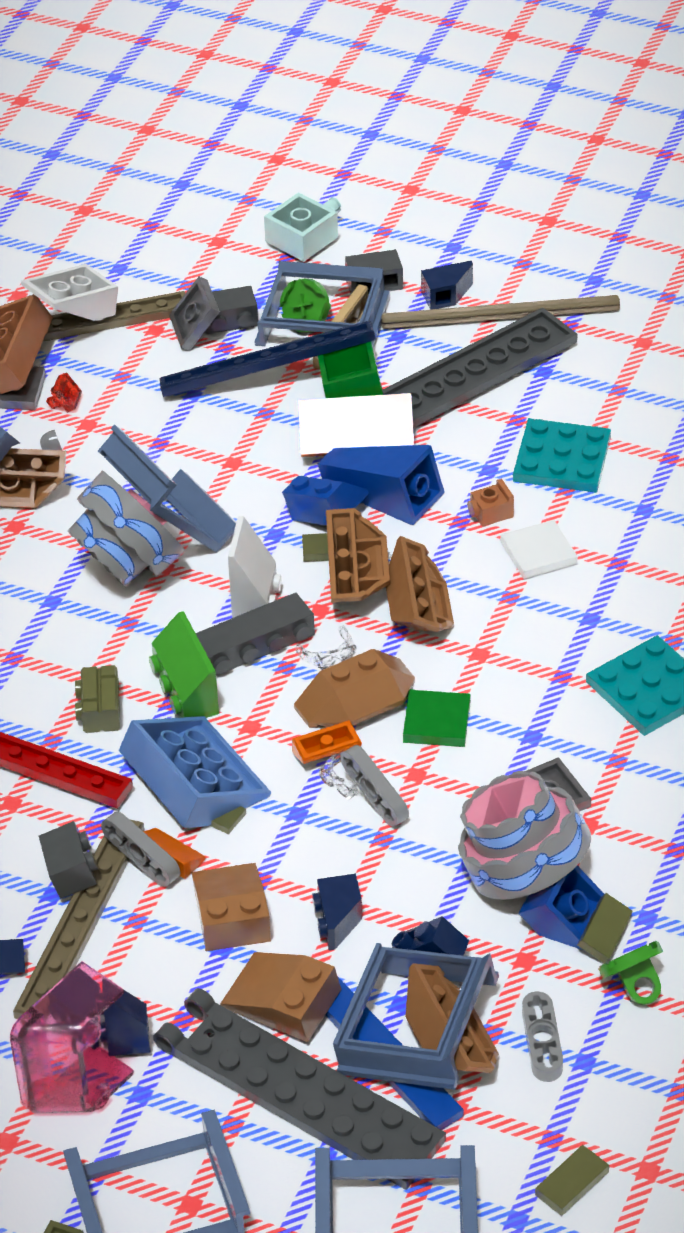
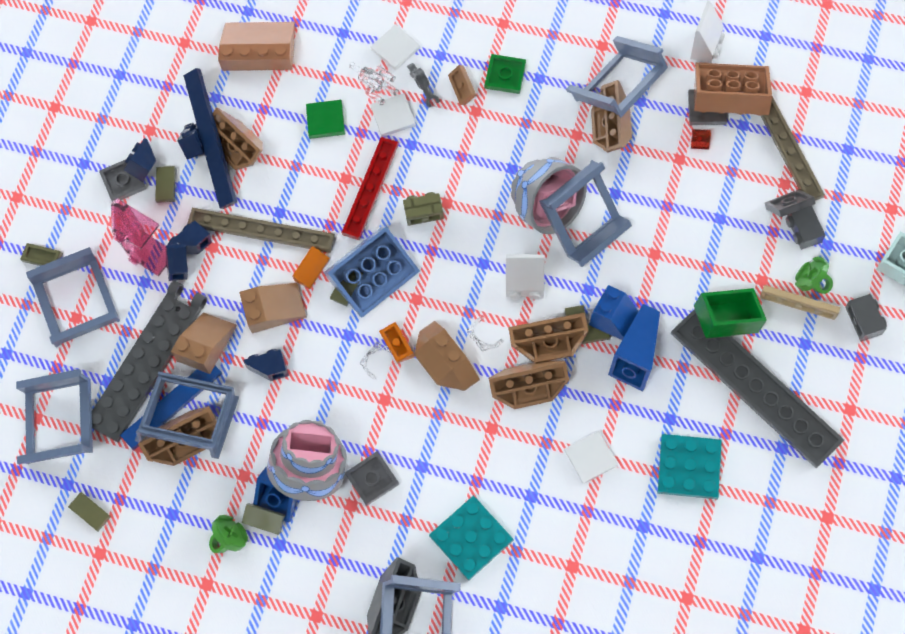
camera: 90 degrees right, 25 degrees up
(50, 441) = (653, 140): light grey hinge -> none
(68, 859) = (292, 213): dark grey brick -> none
(76, 291) = (783, 119): white slope -> none
(140, 849) = (307, 242): light grey beam -> none
(184, 670) = (445, 253): bright green slope -> none
(257, 633) = (485, 287): dark grey brick -> none
(267, 358) = (746, 259): dark blue tile -> none
(354, 423) = (681, 323): tile -> none
(374, 306) = (817, 321): sand blue piece -> none
(374, 785) = (359, 373): light grey beam -> none
(432, 936) = (240, 418): dark blue slope -> none
(436, 718) = (430, 407): green tile -> none
(446, 284) = (861, 370): dark blue slope -> none
(491, 504) = (630, 427): nougat brick -> none
(498, 311) = (841, 413): dark tan axle -> none
(538, 1048) = (192, 493): light grey beam -> none

